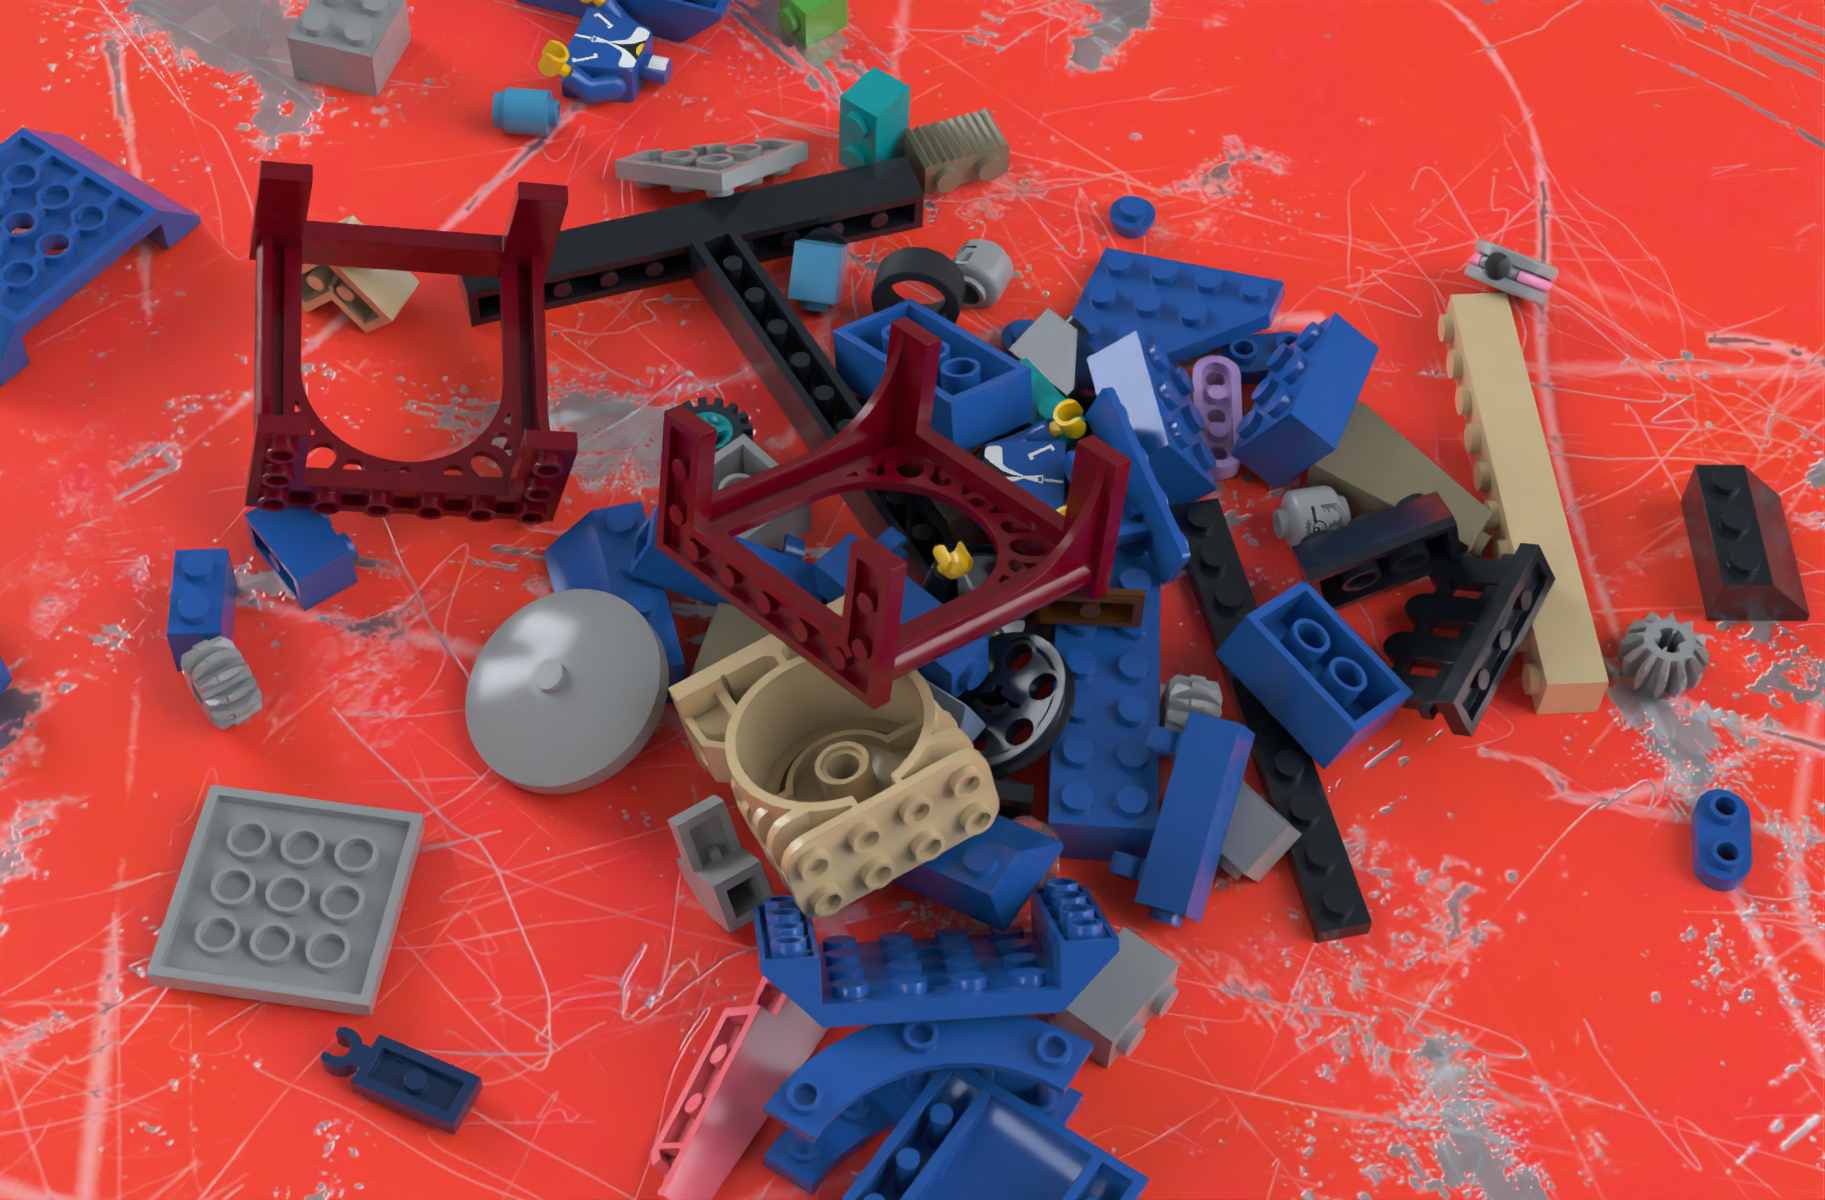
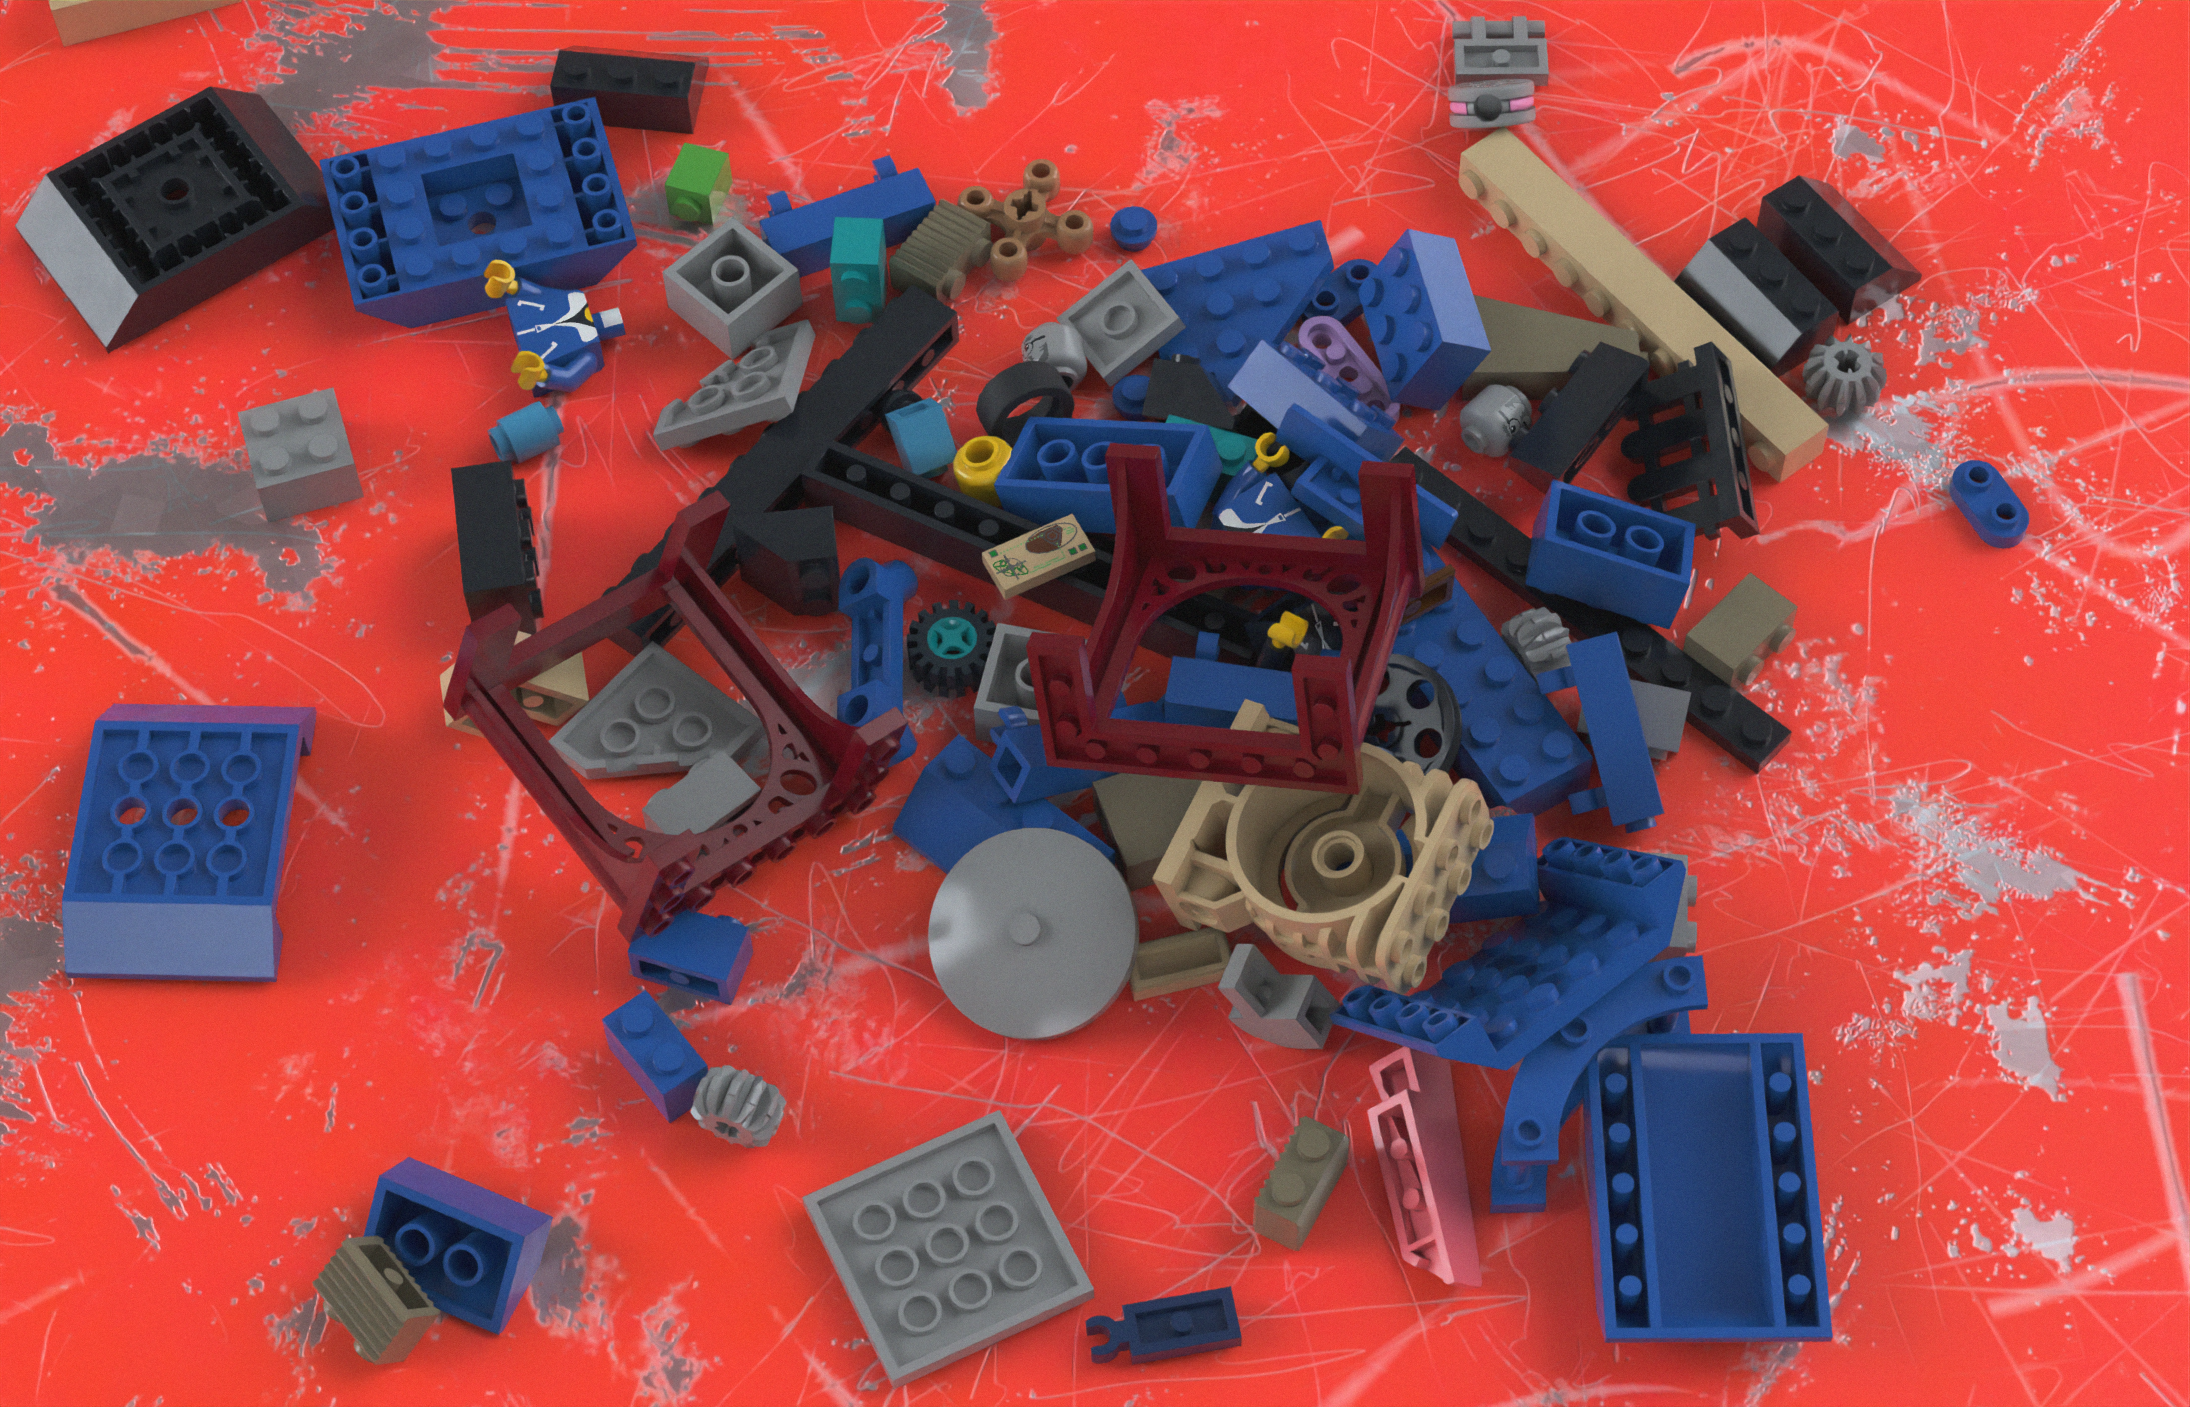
camera: 30 degrees left, 5 degrees up
(407, 436) = (704, 800): none -> light grey brick
(418, 166) = (496, 542): none -> black brick
(430, 366) = (655, 721): none -> light grey plate
(613, 1029) = (1300, 1183): none -> dark tan brick
(638, 303) = (791, 558): none -> black slope
(668, 786) = (1179, 962): none -> tan tile
(669, 366) = (875, 601): none -> blue plate
(768, 88) = (732, 288): none -> light grey brick
(814, 399) = (1038, 556): none -> tan tile
(837, 310) = (979, 465): none -> yellow head
(933, 92) = (806, 232): none -> blue brick
(1047, 163) = (1027, 220): none -> medium nougat gear
(1054, 274) = (1122, 322): none -> light grey plate
(1391, 812) = (1742, 632): none -> dark tan piece
(1560, 241) = (1500, 50): none -> light grey plate
(1628, 548) = (1759, 297): none -> black slope

